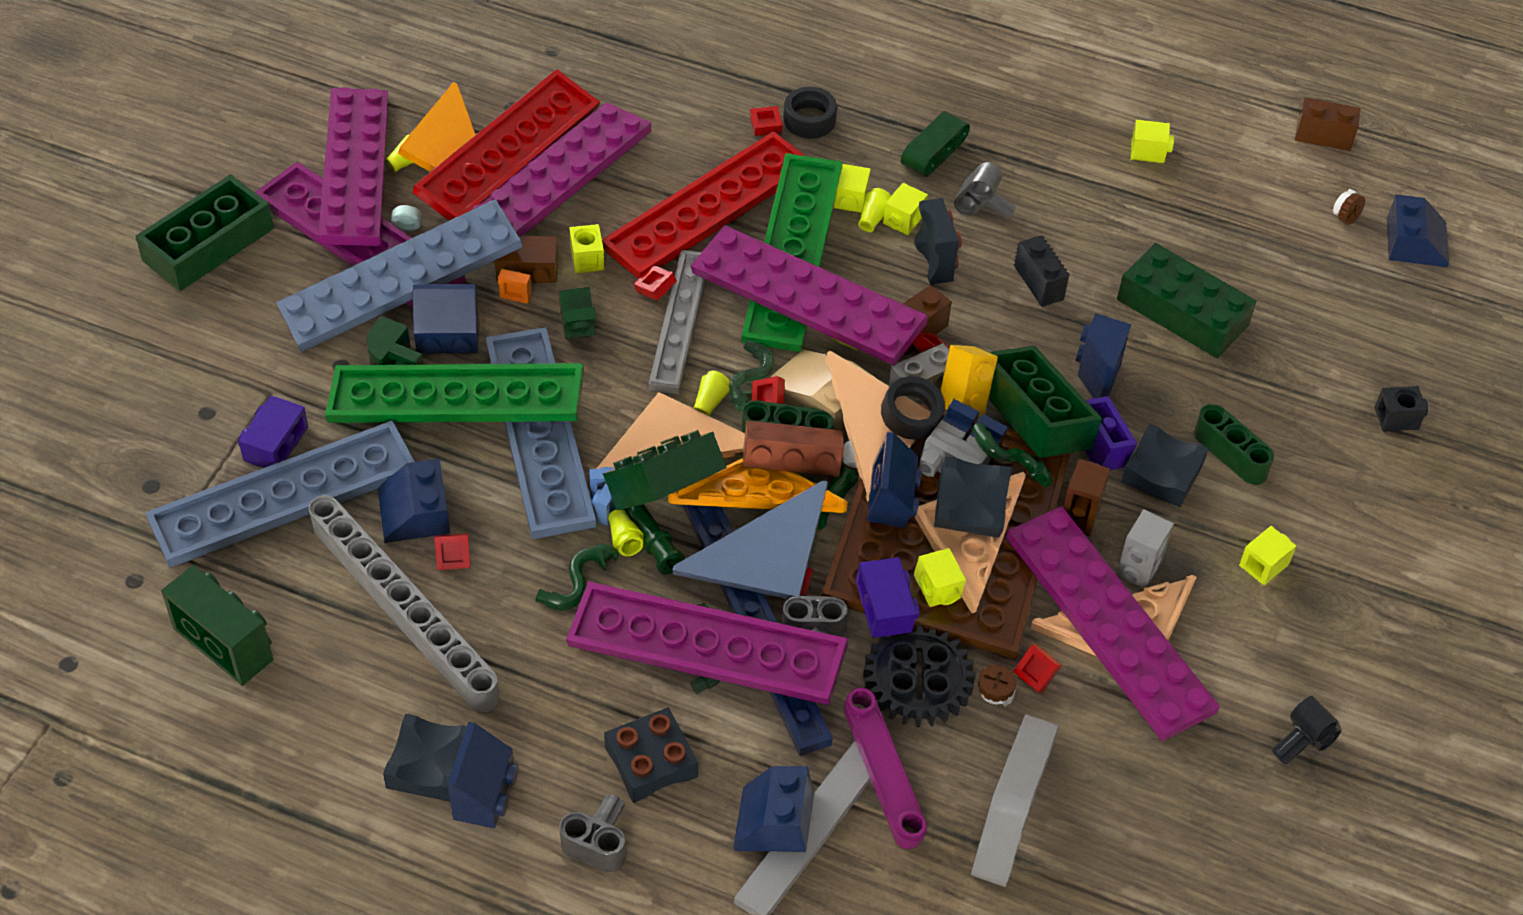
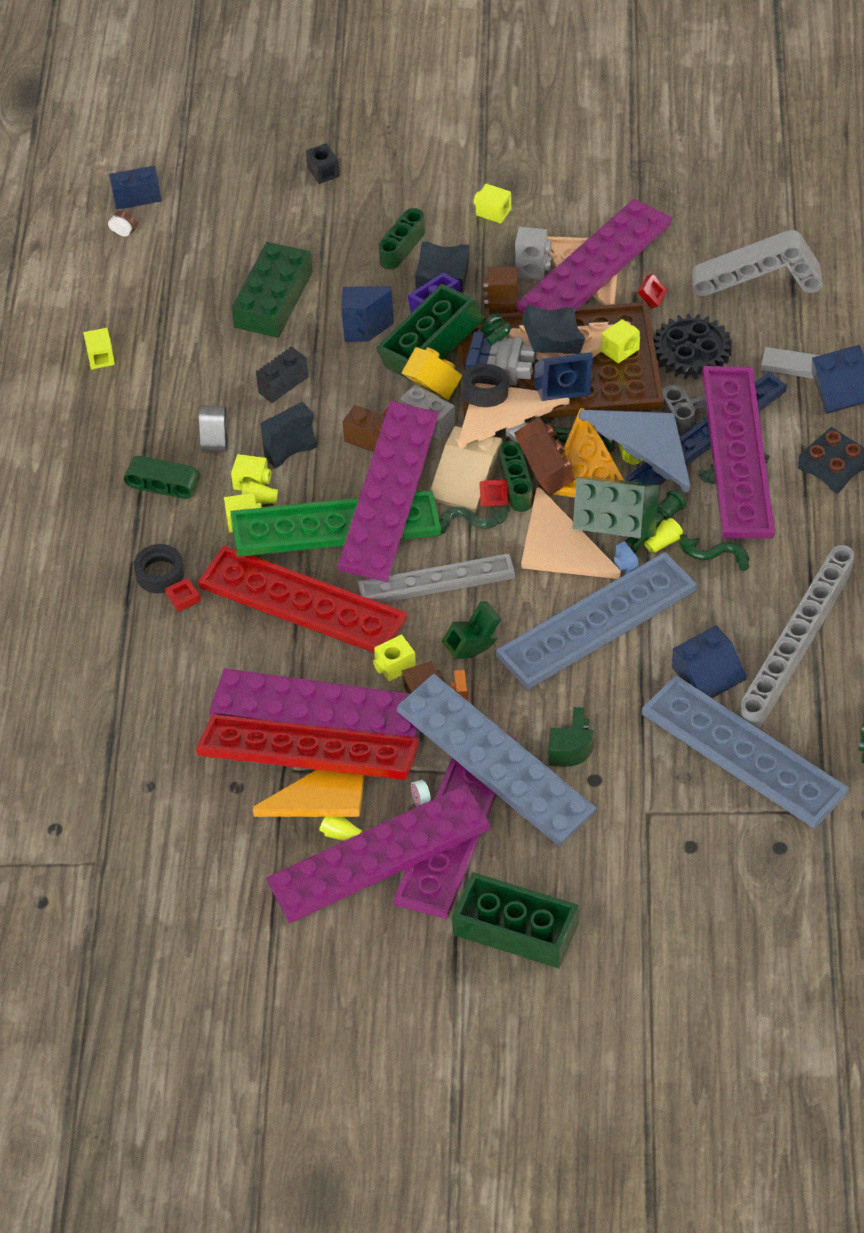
camera: 105 degrees left, 0 degrees up
(273, 432) = (694, 779): dark purple brick -> none
(445, 318) = (528, 710): dark blue slope -> none
(452, 551) = (738, 625): red plate -> none
(455, 393) = (599, 675): green plate -> none
(603, 505) = (644, 550): medium blue plate -> none
(655, 282) = (410, 601): red plate -> none
(711, 392) = (506, 531): neon yellow cone -> none
(885, 768) = (777, 339): magenta piece -> none
(886, 597) = (654, 361): dark purple brick -> none
(997, 685) = (674, 306): reddish brown piece -> none
(1312, 726) = (625, 154): black beam -> none
(1327, 124) = (33, 250): reddish brown brick -> none

